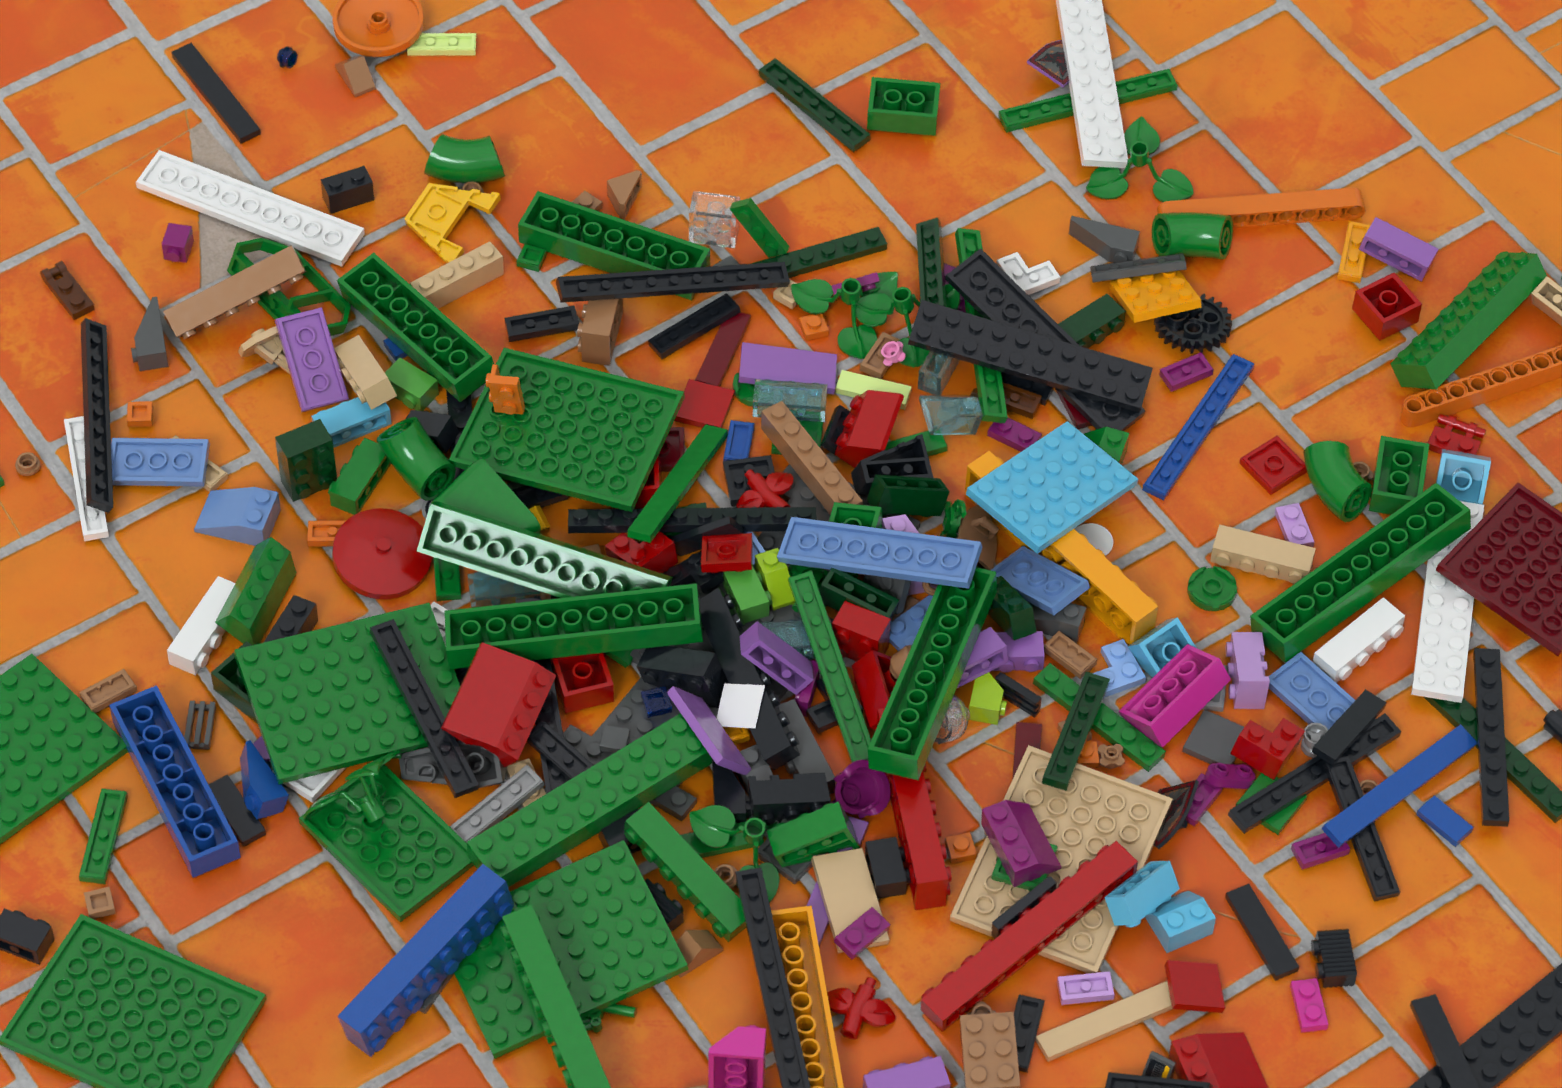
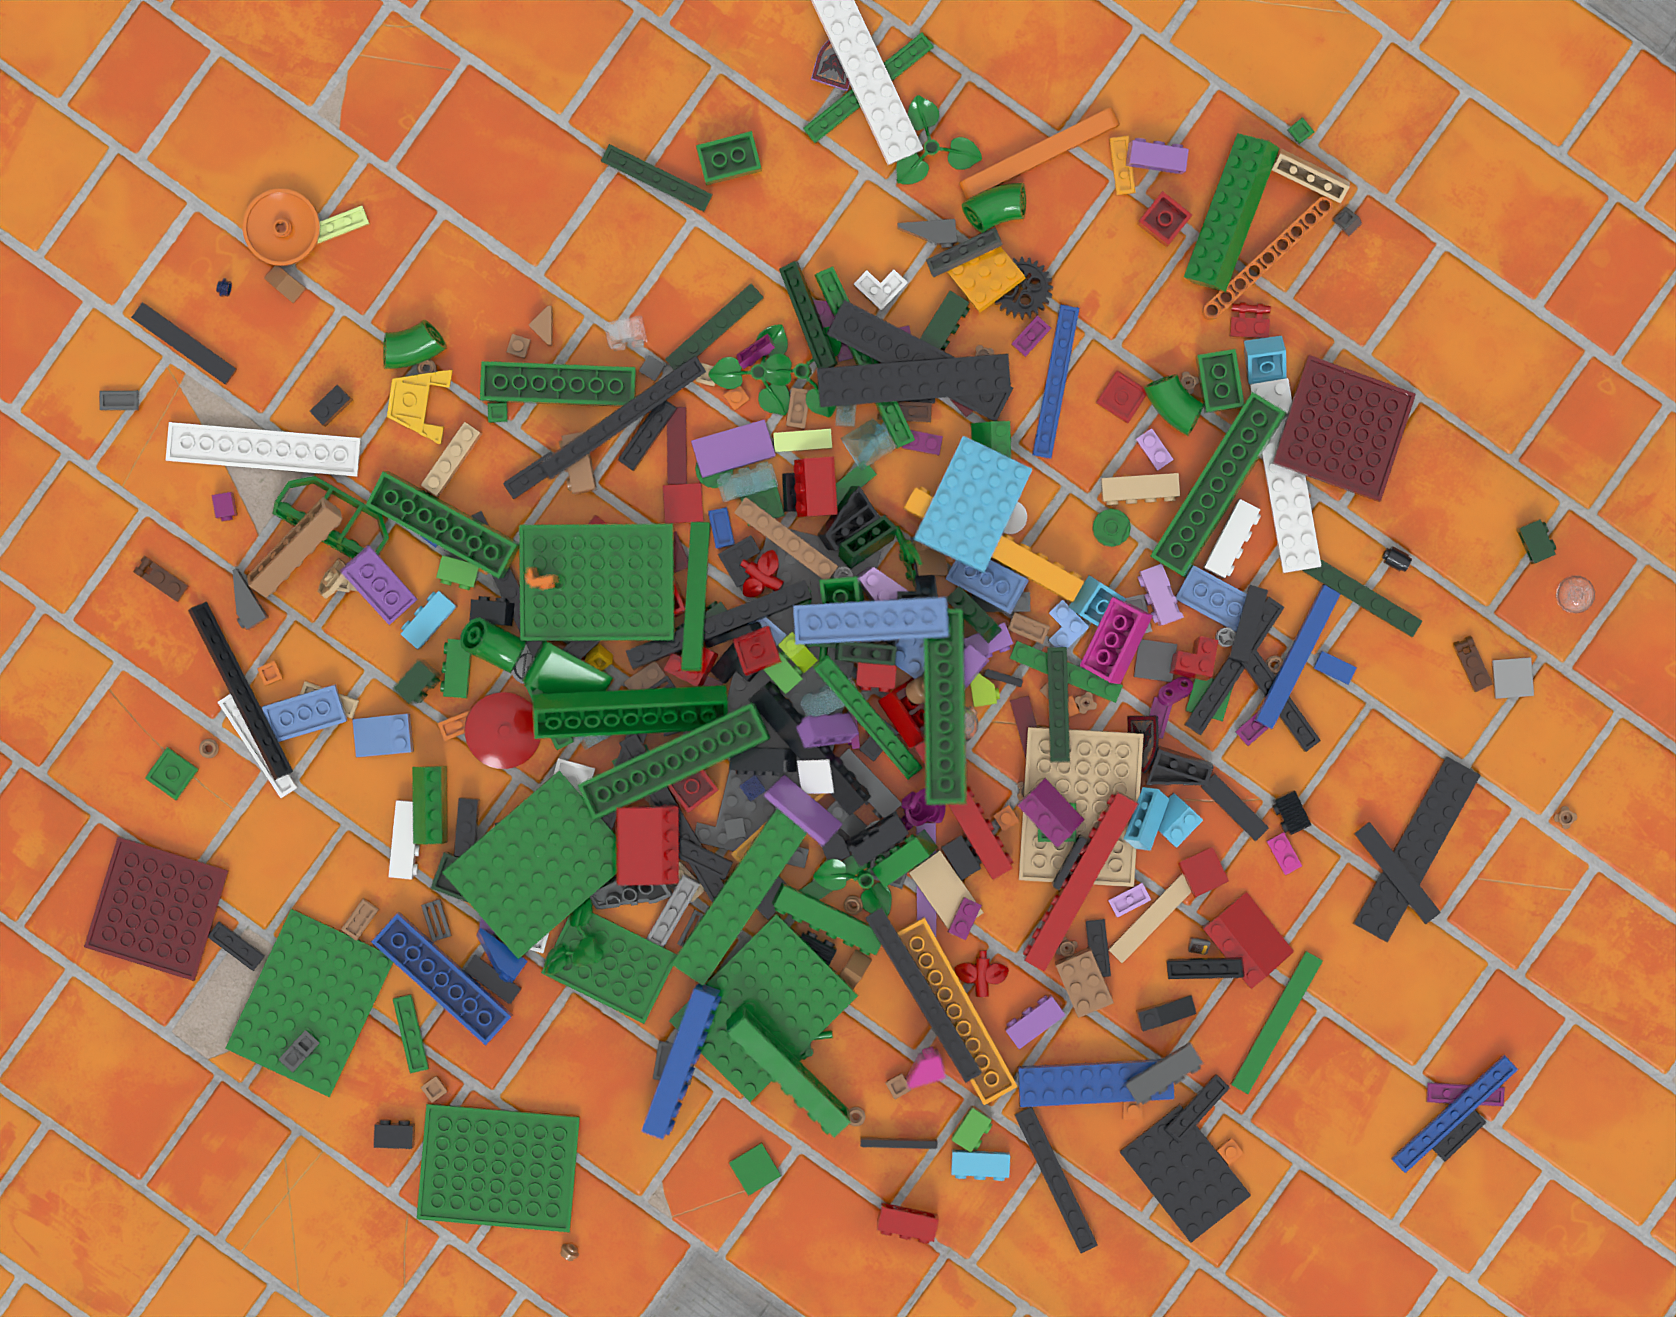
camera: 20 degrees left, 35 degrees up
(115, 120) = (119, 400): none -> dark grey tile
(364, 373) = (423, 583): tan brick -> none
(424, 708) = (593, 863): black plate -> none
(759, 227) = (665, 334): green plate -> none
(892, 353) = (802, 408): bright pink plate -> none
(1204, 857) = (1178, 768): none -> black wedge
(1491, 737) = (1349, 590): black plate -> none

